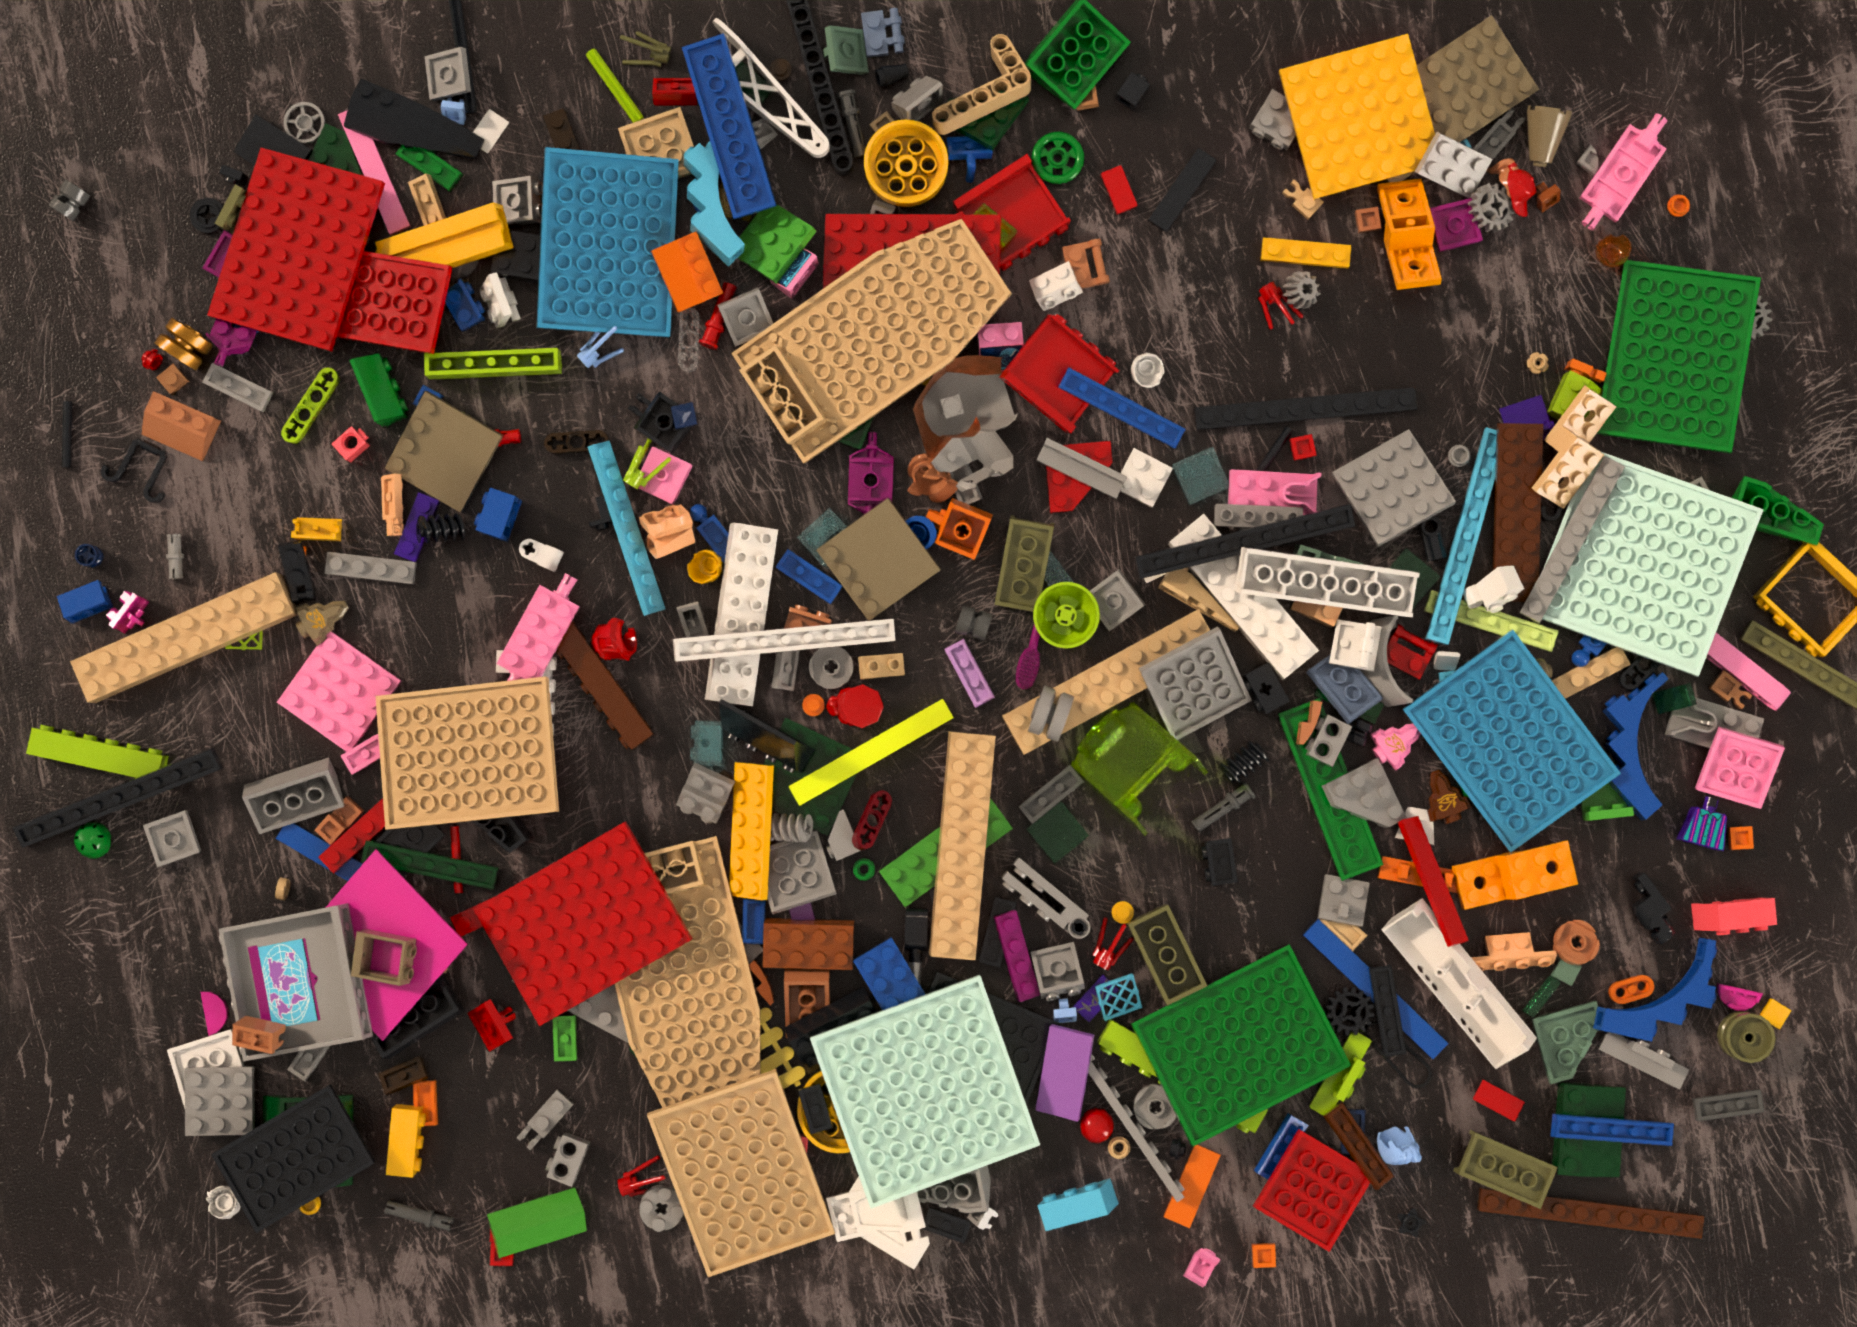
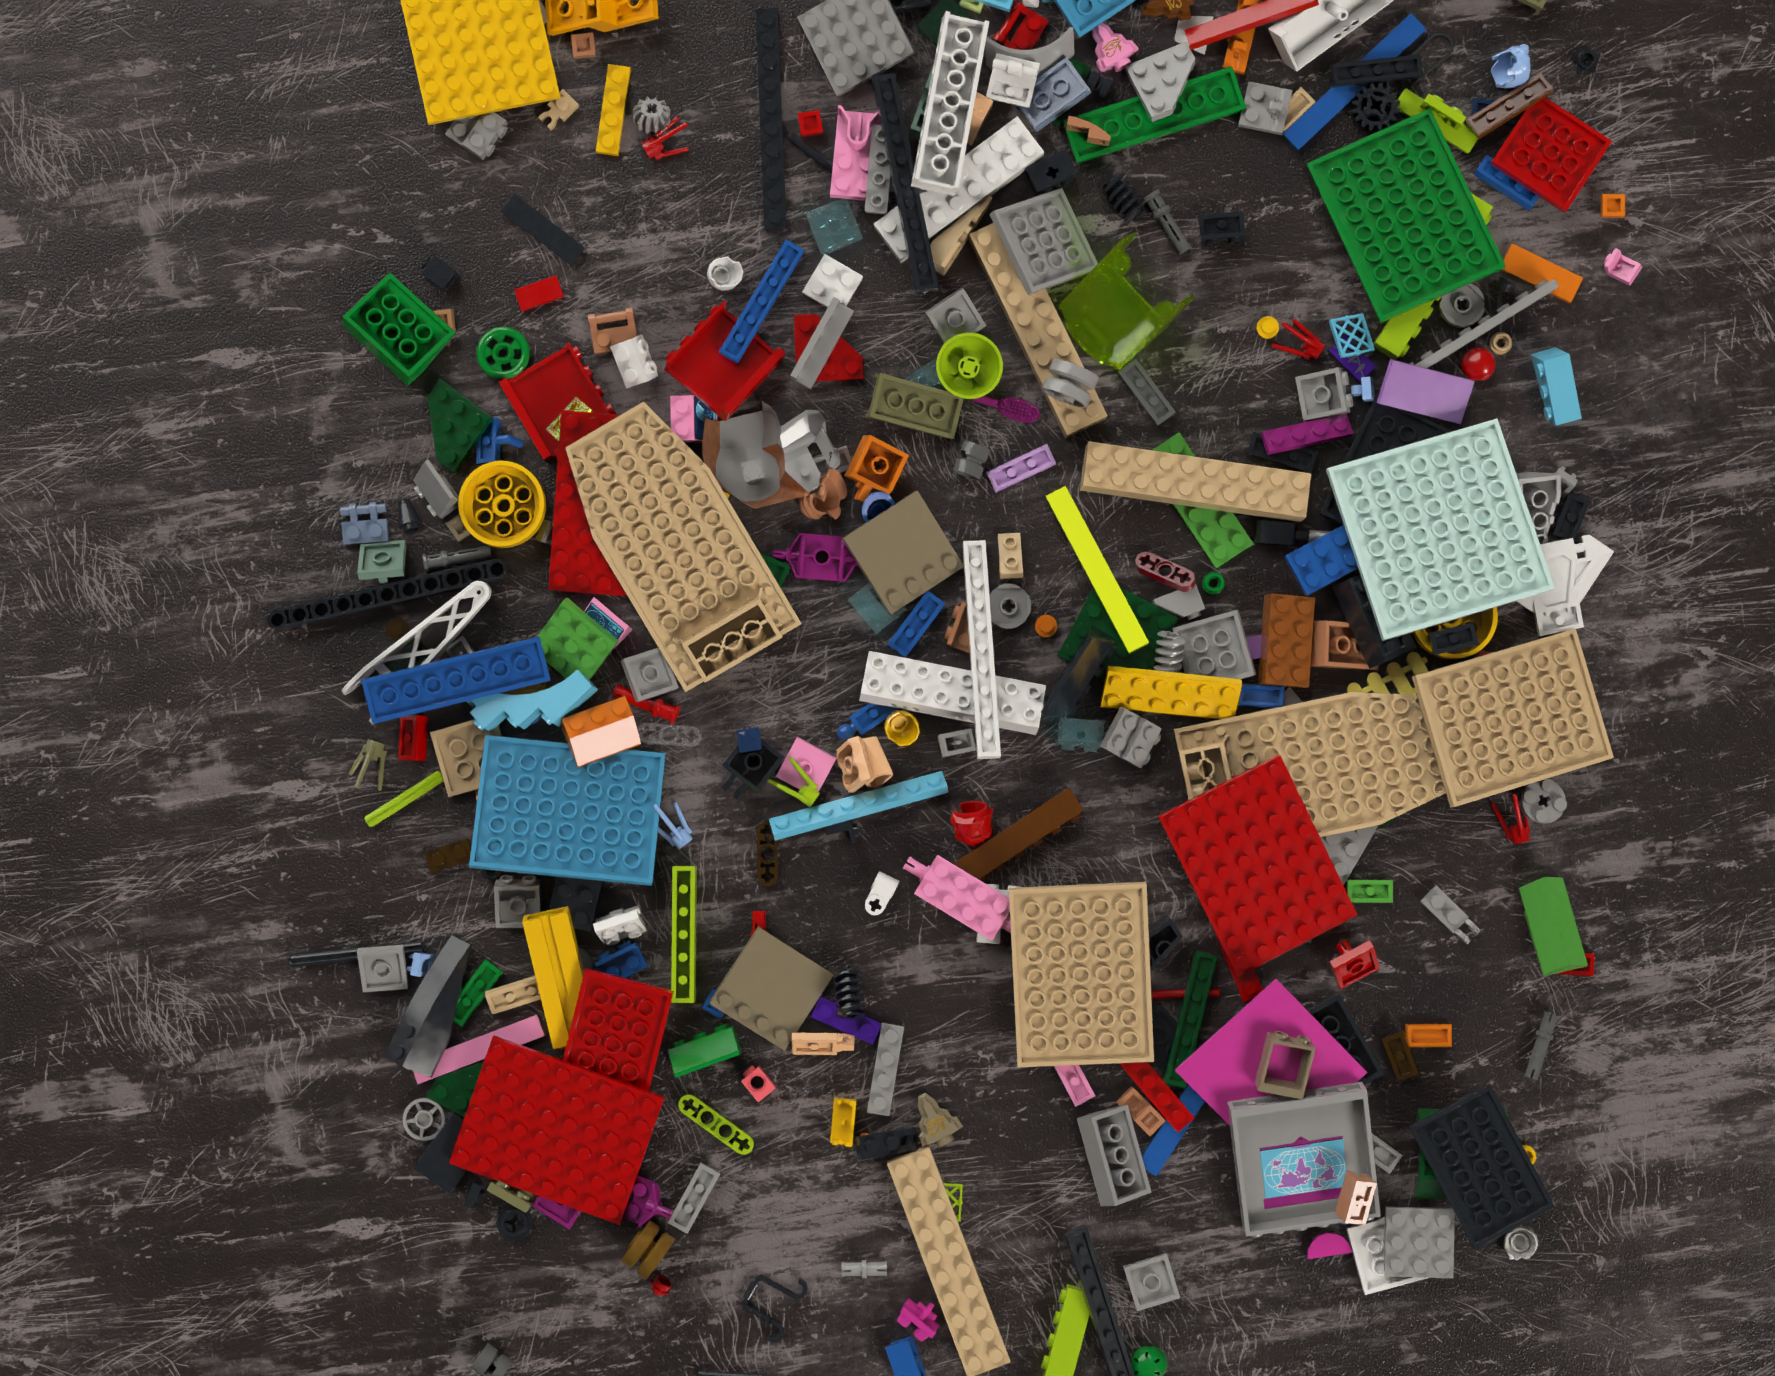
camera: 90 degrees left, 0 degrees up
(84, 554) = (859, 1357): dark blue wheel -> none
(172, 379) = (681, 1265): medium nougat plate -> none
(179, 426) = (731, 1259): nougat slope -> none
(282, 889) = (1207, 1170): tan tile -> none
(338, 691) = (1009, 1106): bright pink plate -> none
(405, 1140) = (1466, 1055): yellow brick -> none
(490, 129) = (441, 928): white sticker -> none
(497, 514) = (839, 934): blue brick -> none
(571, 1160) = (1492, 889): light grey brick -> none
(765, 988) = (1327, 689): dark orange slope -> none
(785, 670) = (1011, 652): light grey plate -> none
(856, 706) = (1050, 582): red piece -> none
(988, 91) = (434, 417): tan beam -> none
(1057, 832) = (1185, 387): clear green plate -> none
(1065, 918) = (1269, 381): light grey hinge -> none
(1166, 954) = (1312, 284): olive brick -> none
(1333, 743) = (1110, 107): light grey brick -> none

